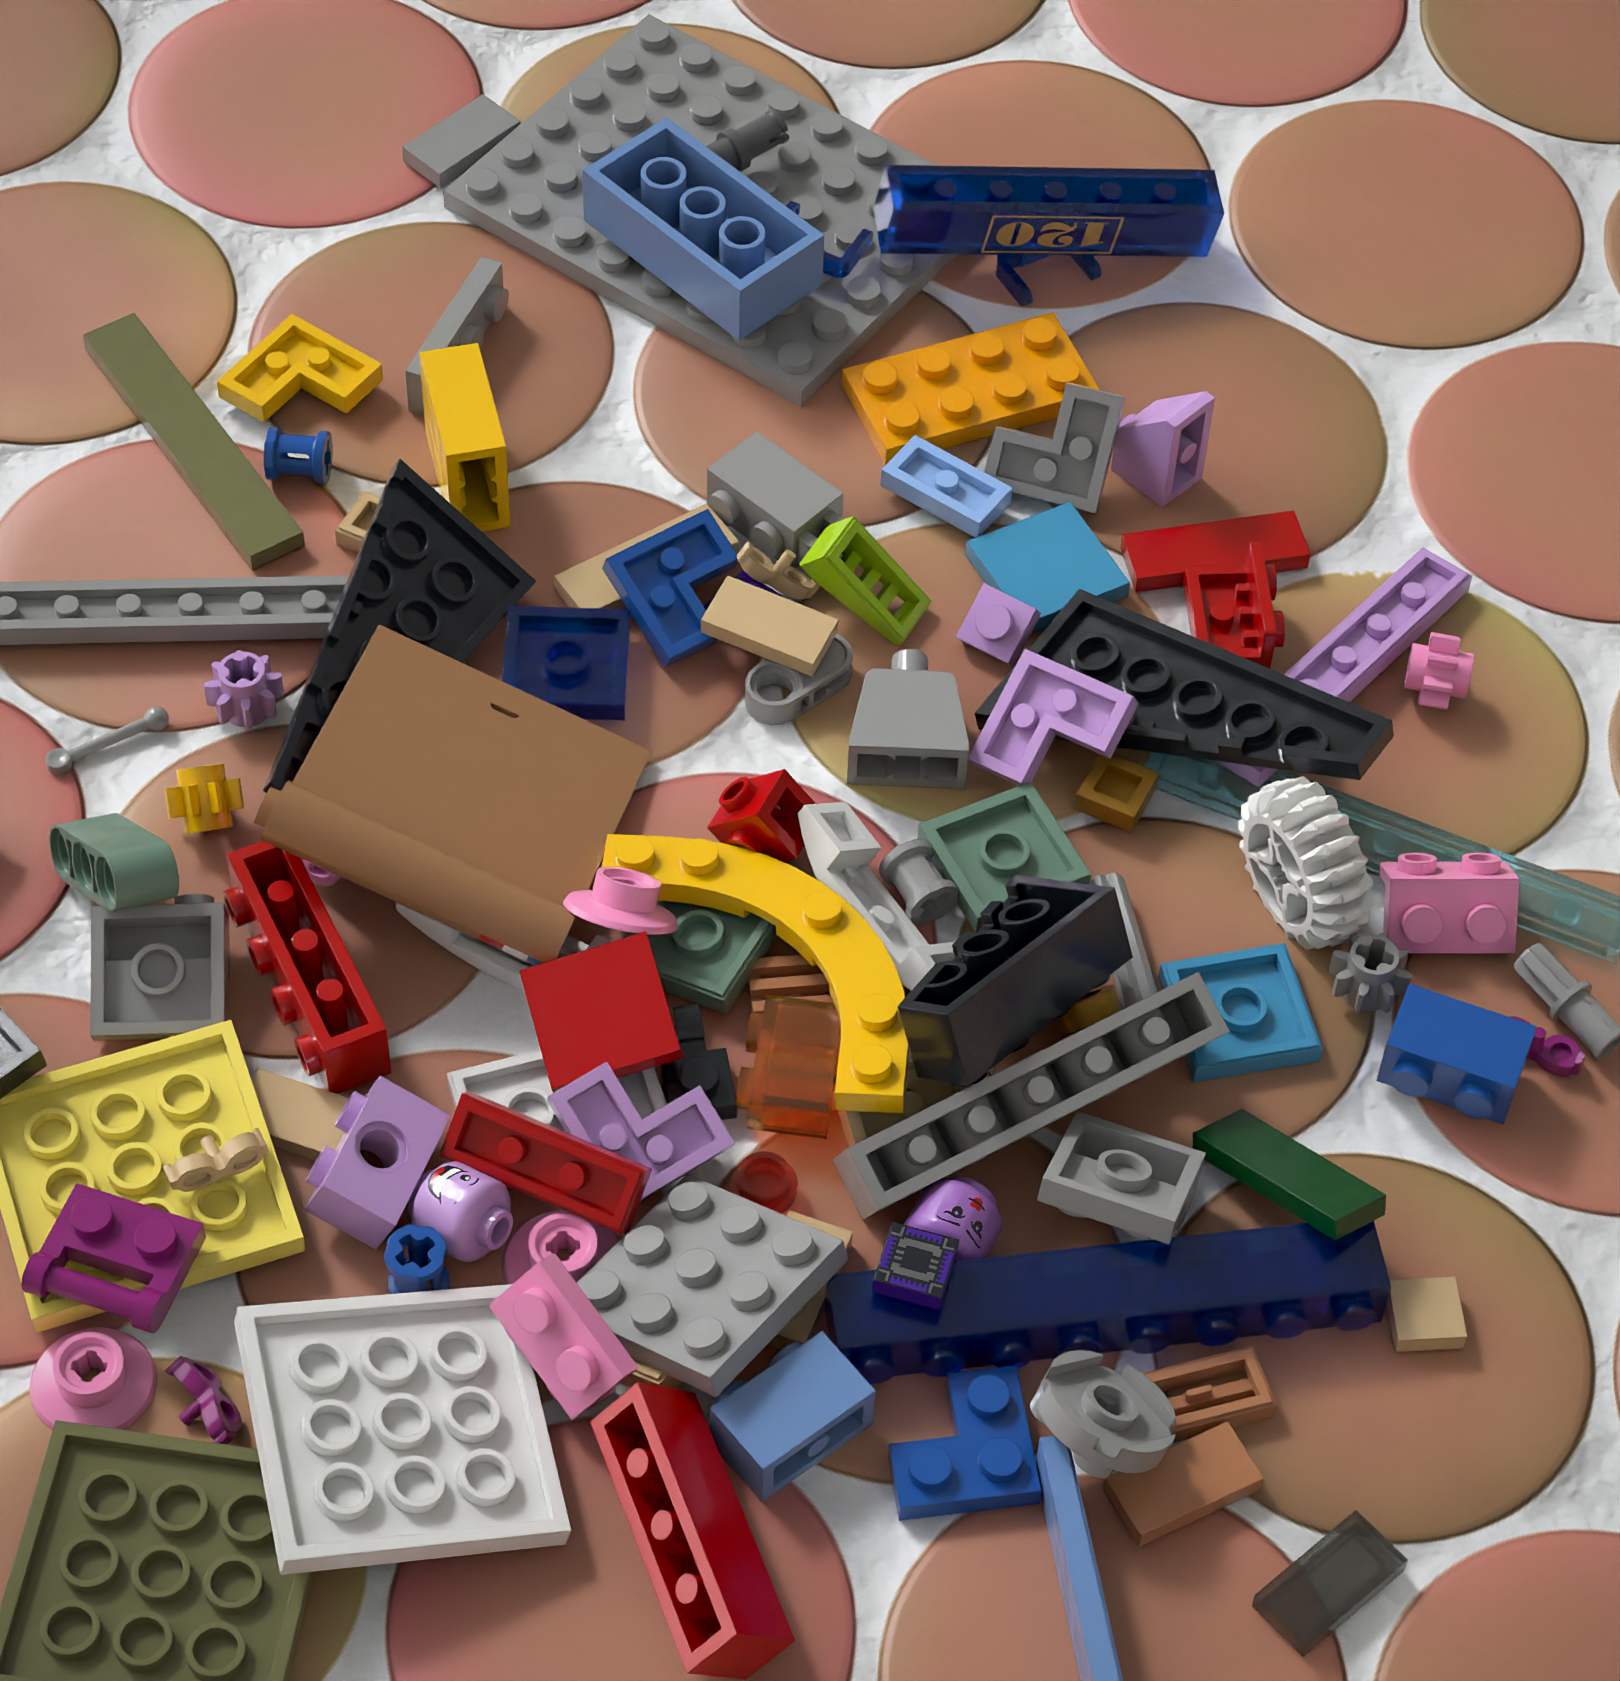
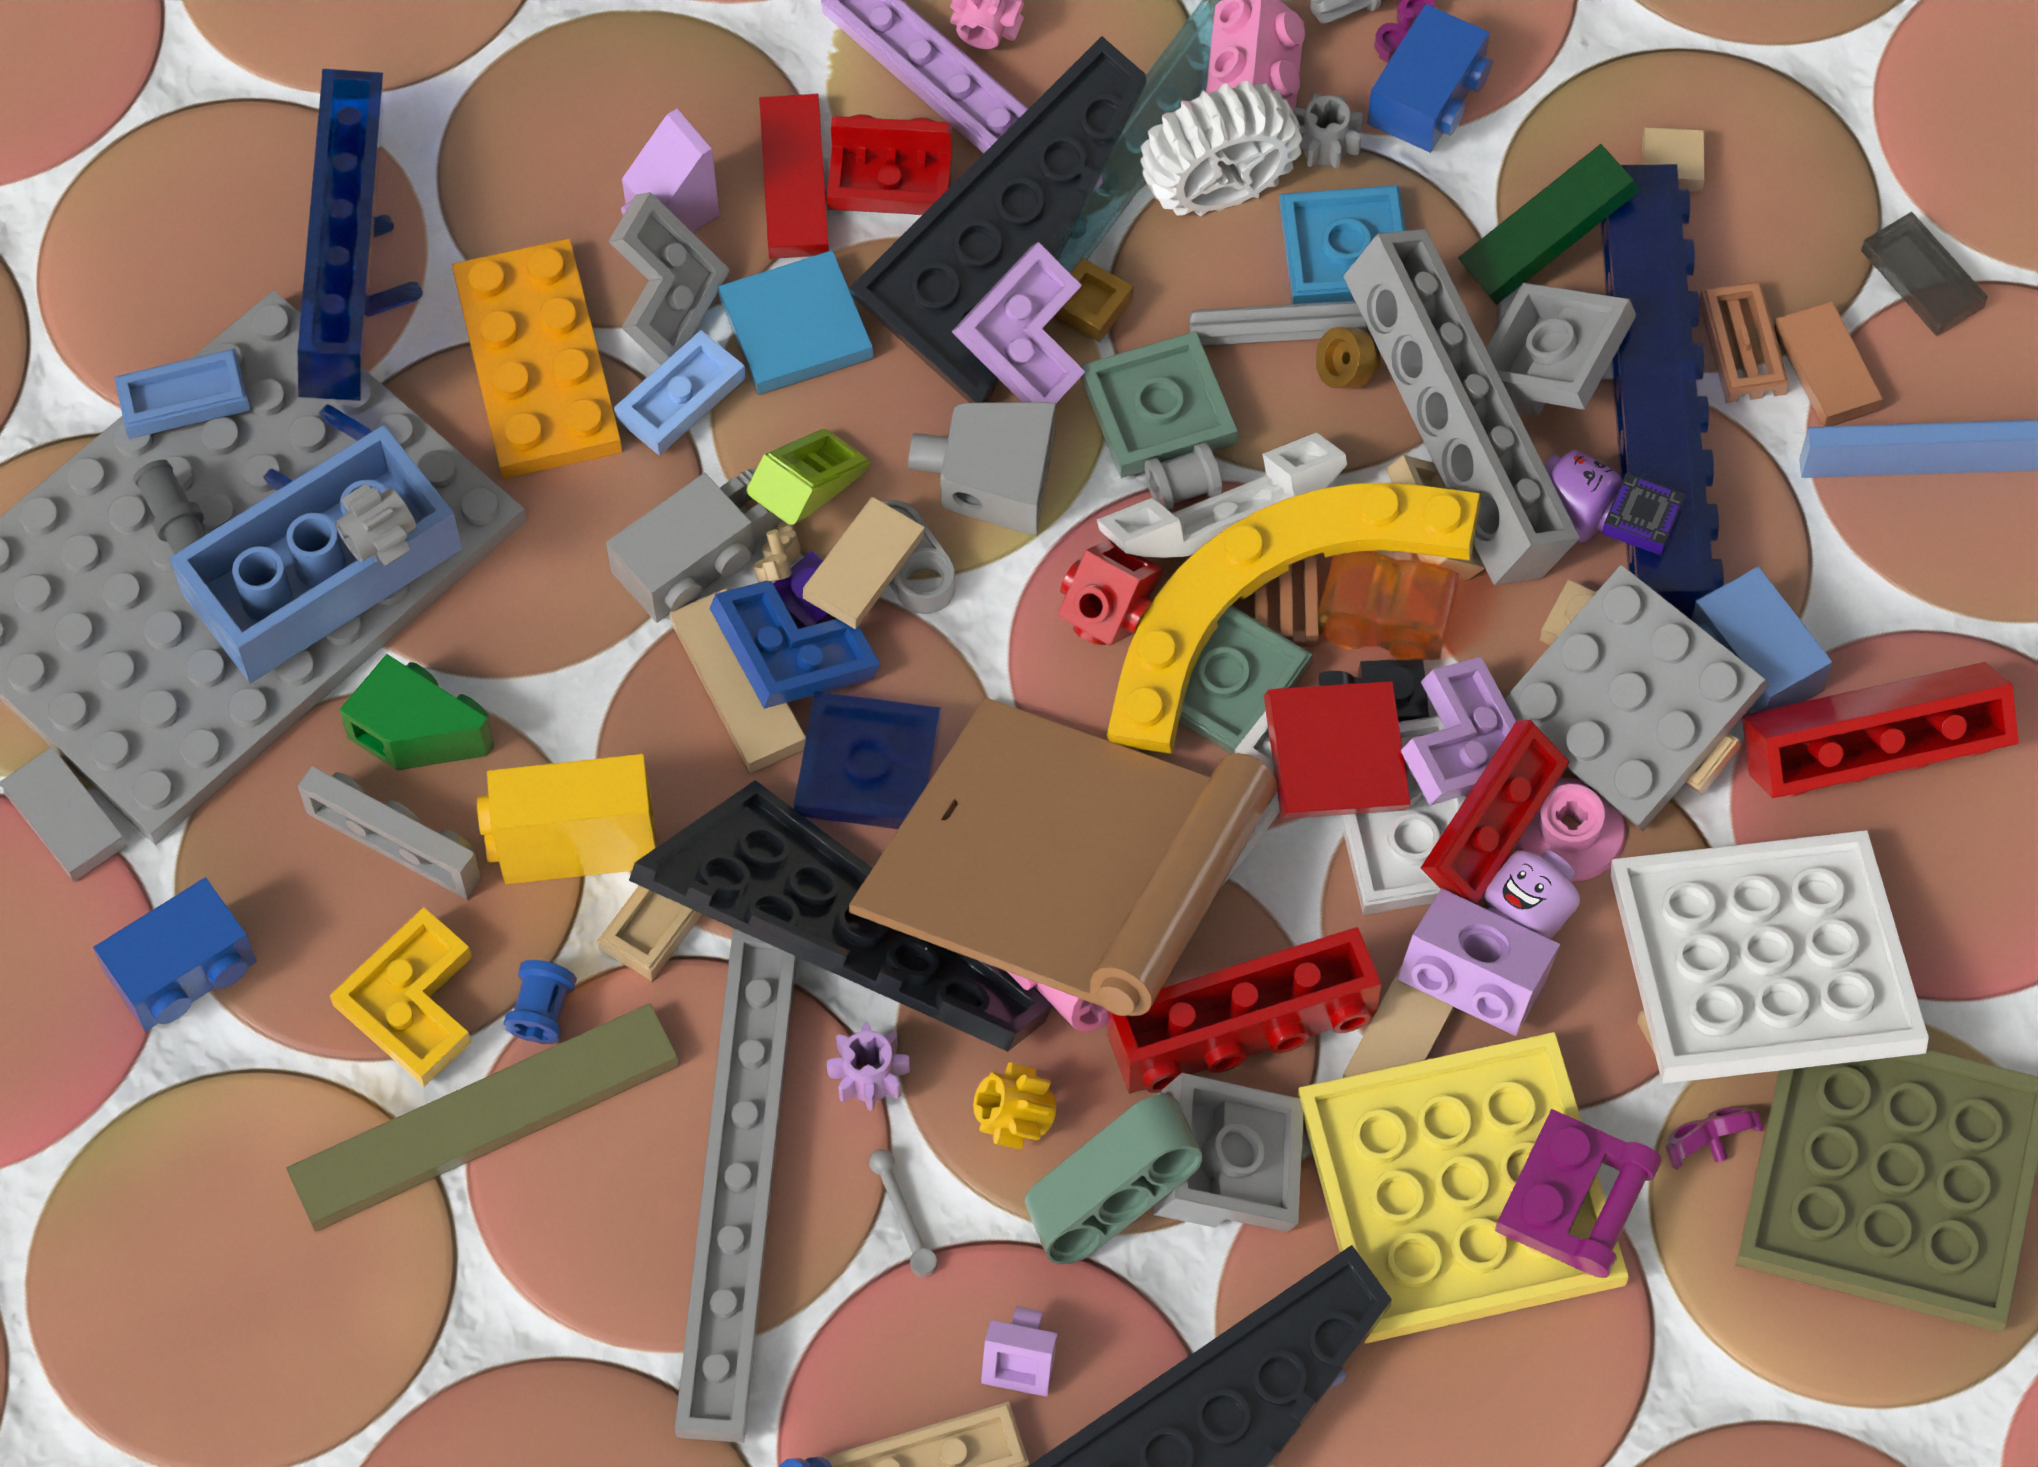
camera: 80 degrees left, 10 degrees up
(112, 1398) = (1673, 1268): bright pink piece -> none
(206, 1168) = (1475, 1086): tan piece -> none
(321, 211) = (176, 955): none -> blue brick
(424, 1261) = (1588, 958): blue bush -> none
(563, 1336) = (1695, 806): bright pink bracket -> none
(573, 335) = (411, 720): none -> green slope
(623, 902) = (1216, 719): bright pink piece -> none
(700, 221) = (375, 524): none -> light grey gear
(765, 1181) = (1509, 648): clear red plate -> none
(866, 138) = (182, 393): none -> medium blue tile
(983, 1465) = (1797, 506): blue plate -> none
(998, 625) = (873, 369): lavender plate -> none
(1013, 976) = (1333, 382): black wedge -> none
(1104, 1415) = (1818, 394): light grey plate -> none

